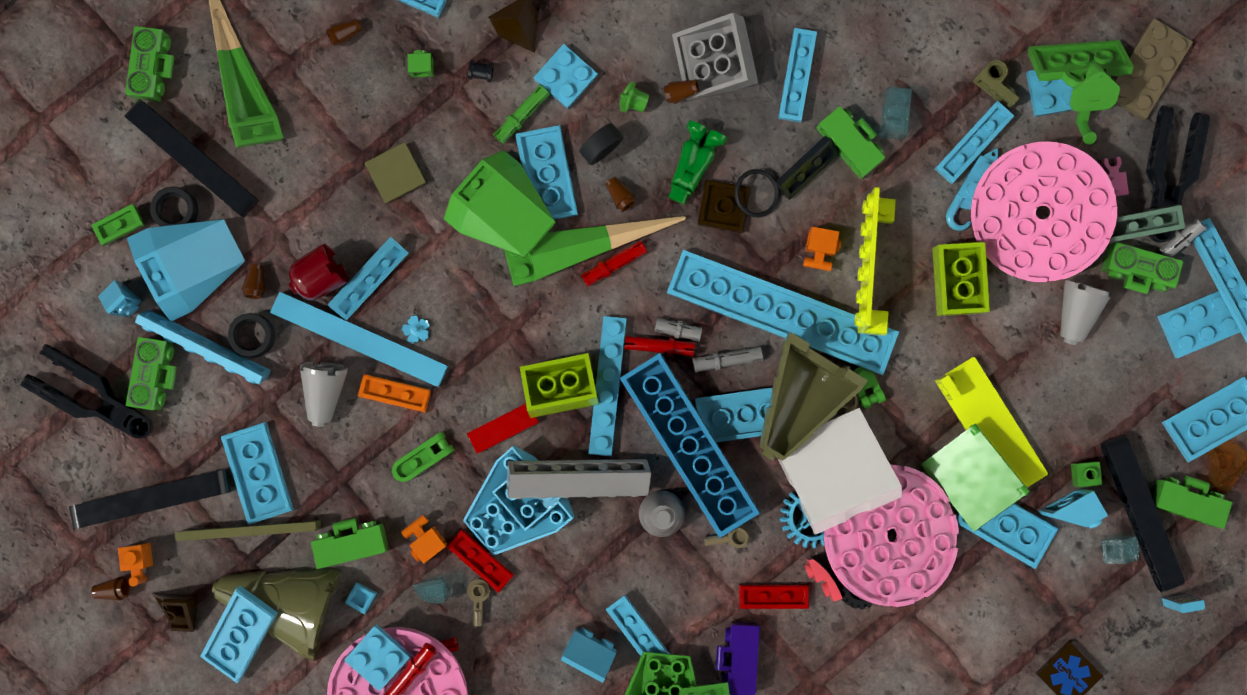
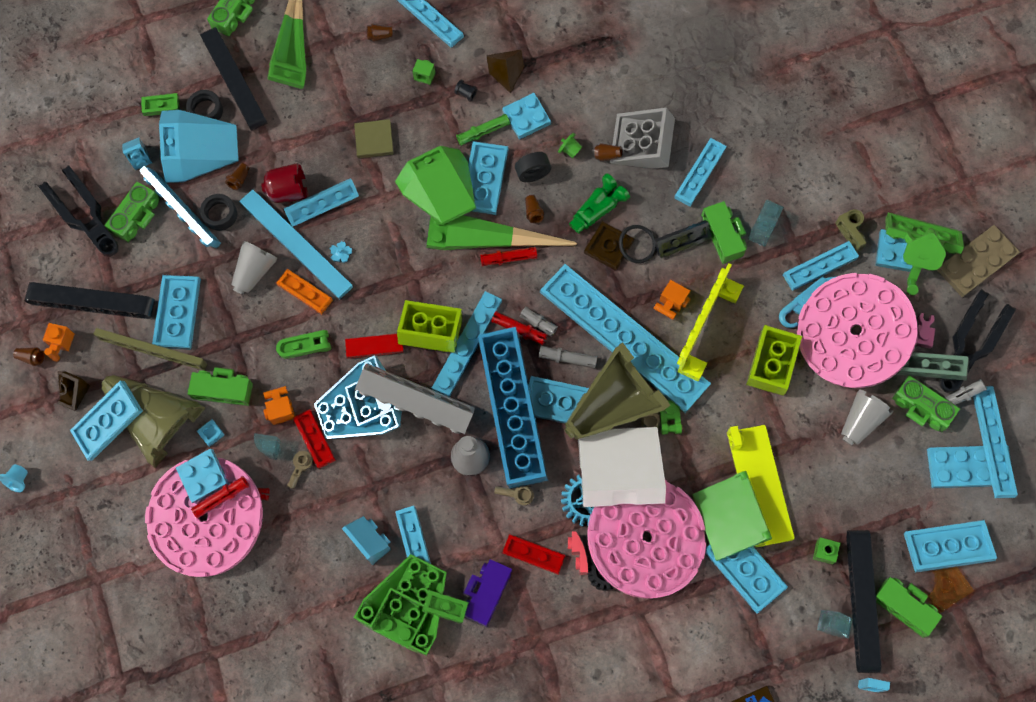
camera: 25 degrees right, 15 degrees down
(1077, 508) = (806, 573): medium azure slope -> none

